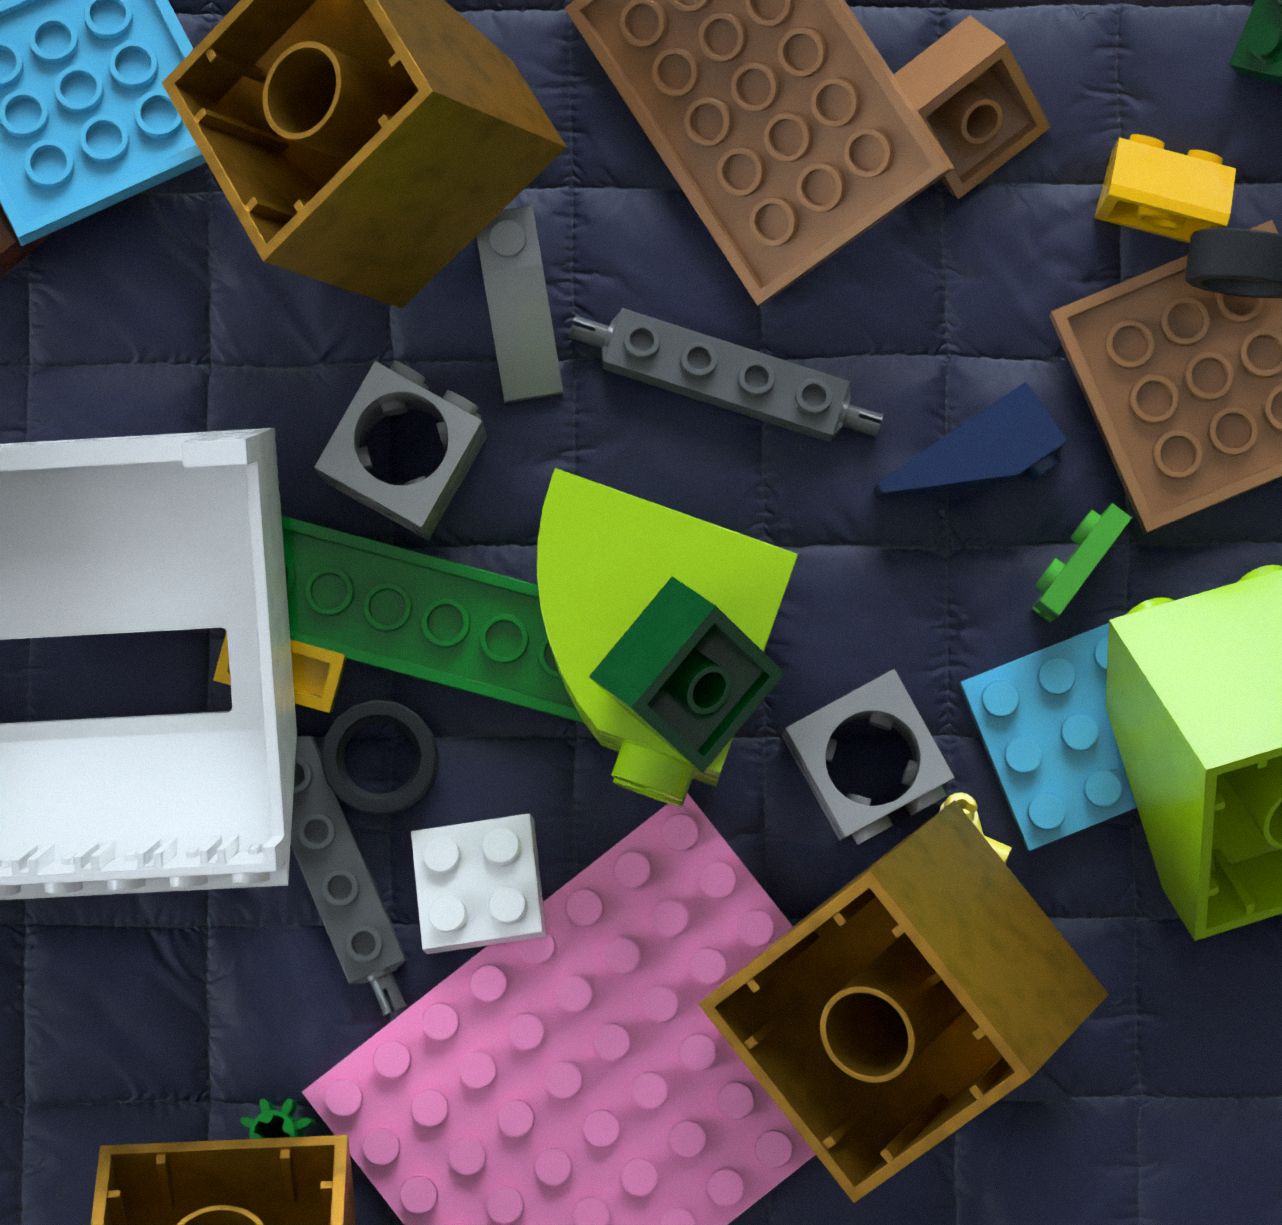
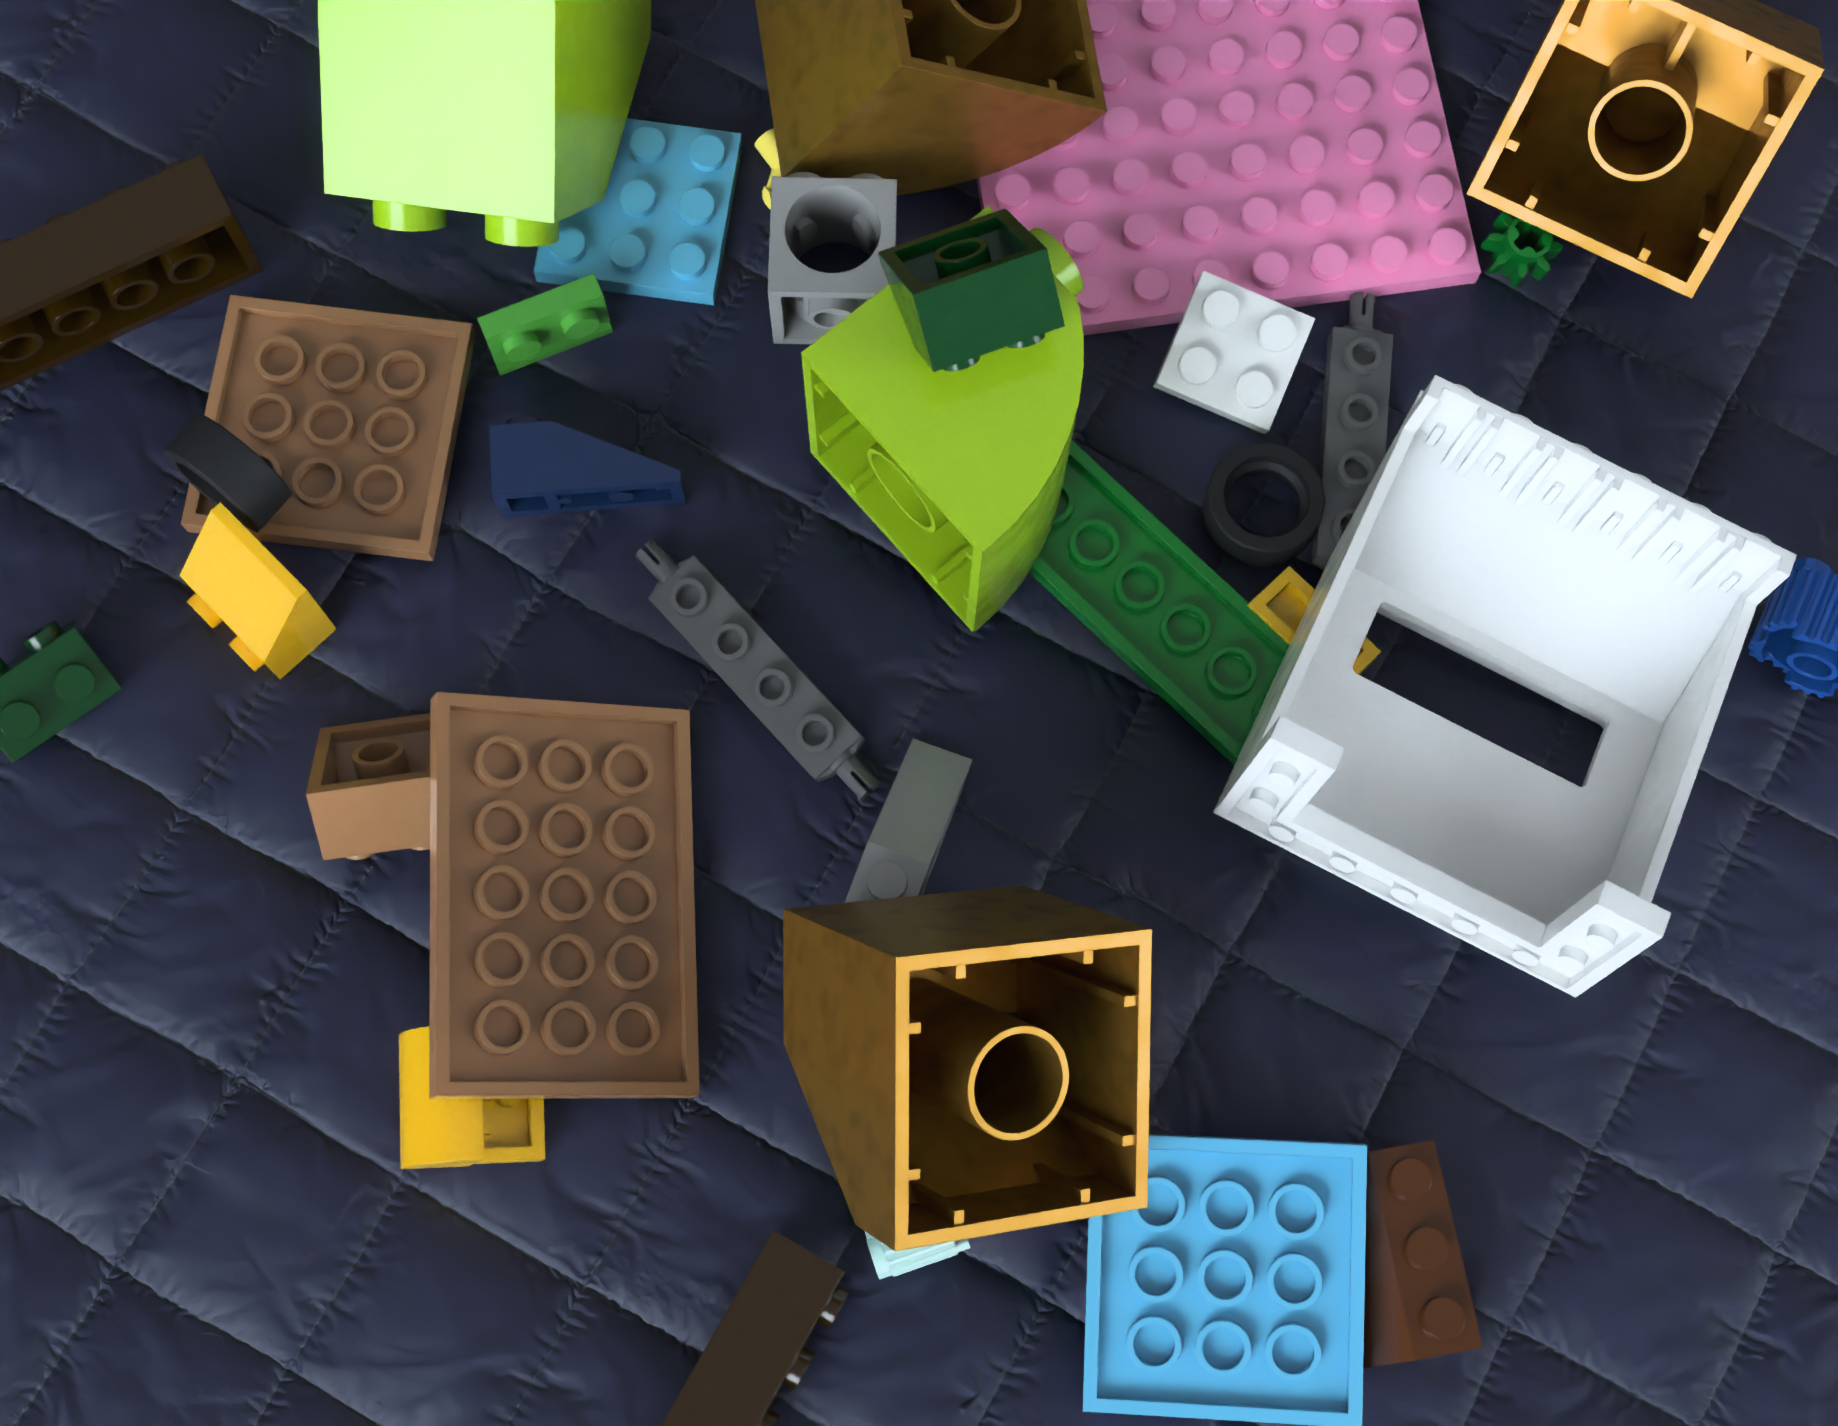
camera: 155 degrees left, 10 degrees down
(420, 501) = (1118, 694): light grey brick -> none

